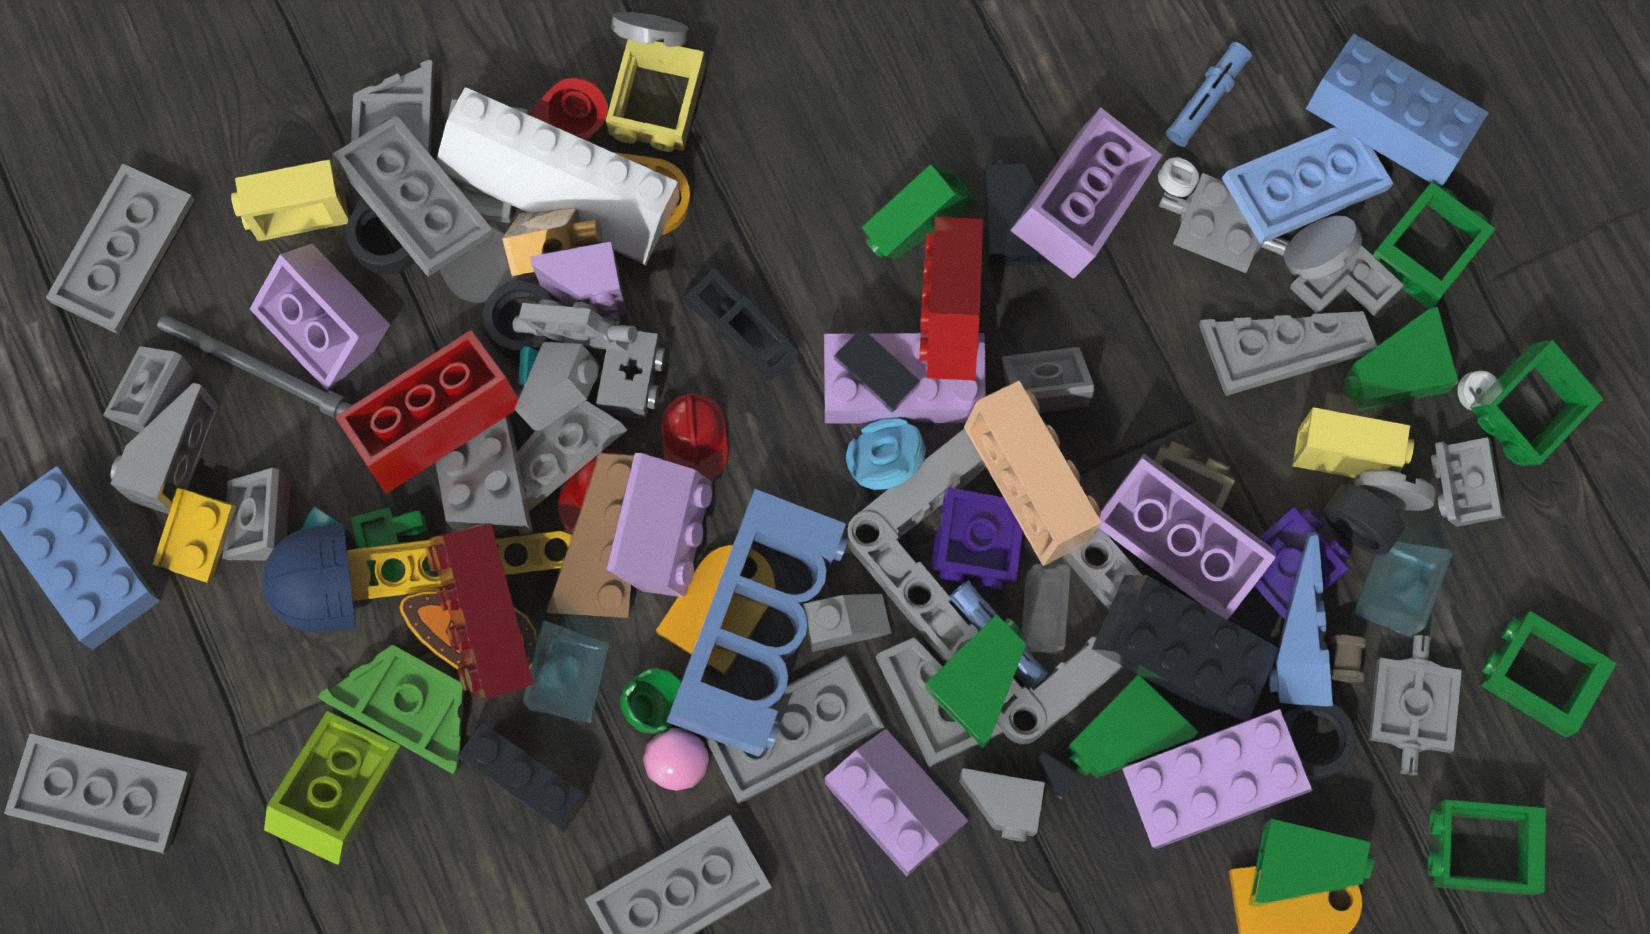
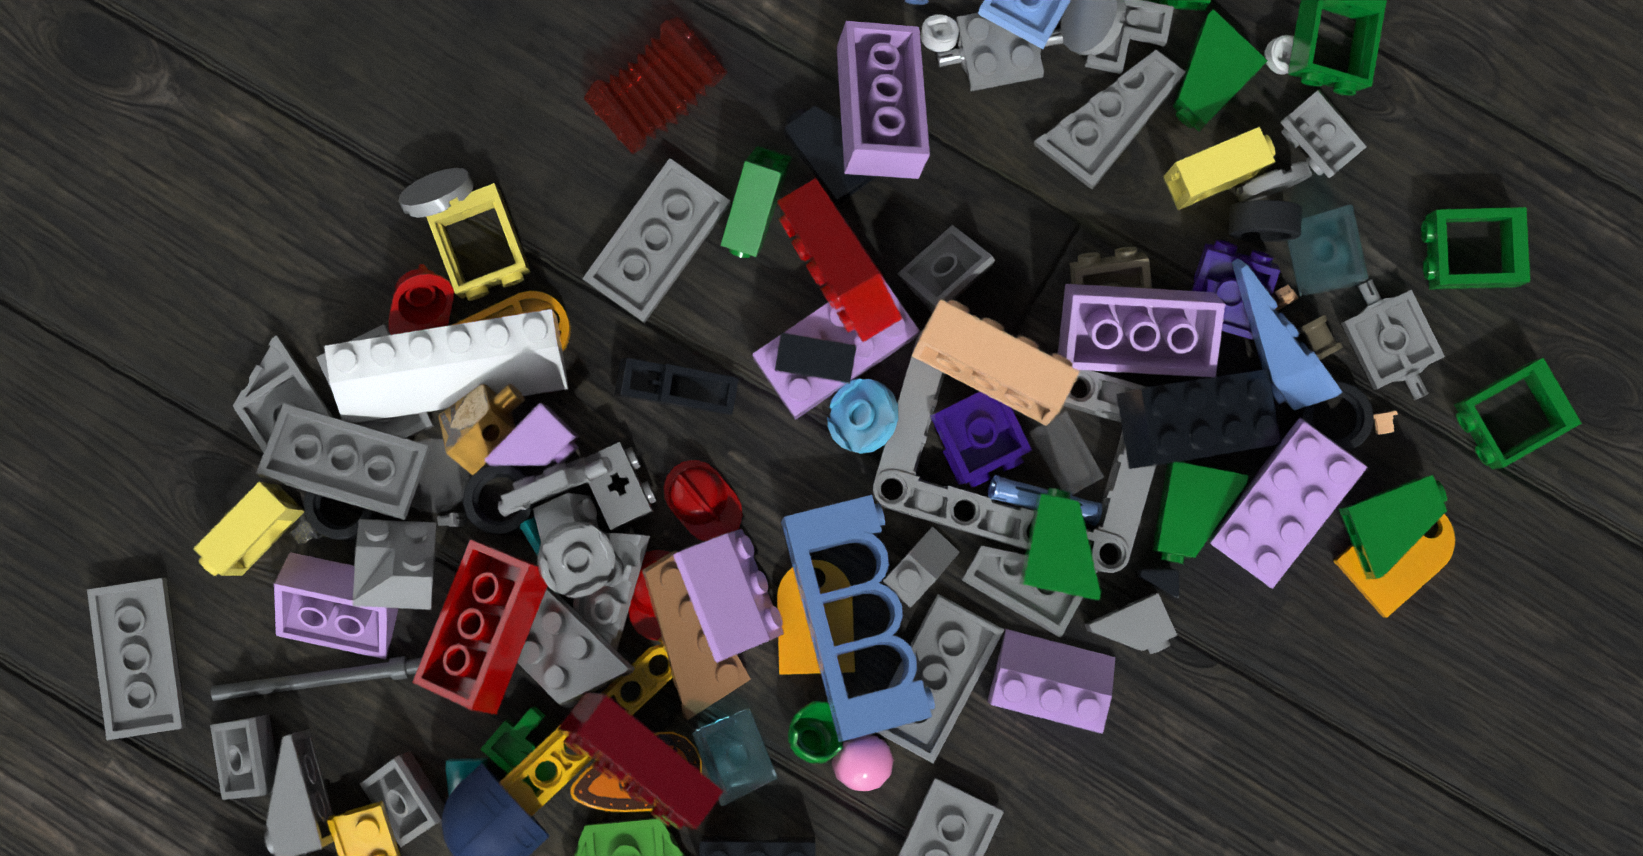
camera: 35 degrees left, 10 degrees up
(337, 238) = (304, 531): none -> clear piece
(392, 307) = (394, 564): none -> light grey slope
(468, 310) = (452, 520): none -> light grey piece
(548, 403) = (576, 559): none -> light grey tile
(809, 191) = (657, 240): none -> light grey plate
(899, 64) = (656, 86): none -> clear red piece
(1338, 602) = (1284, 297): none -> light nougat piece
(1359, 774) = (1384, 421): none -> light nougat piece

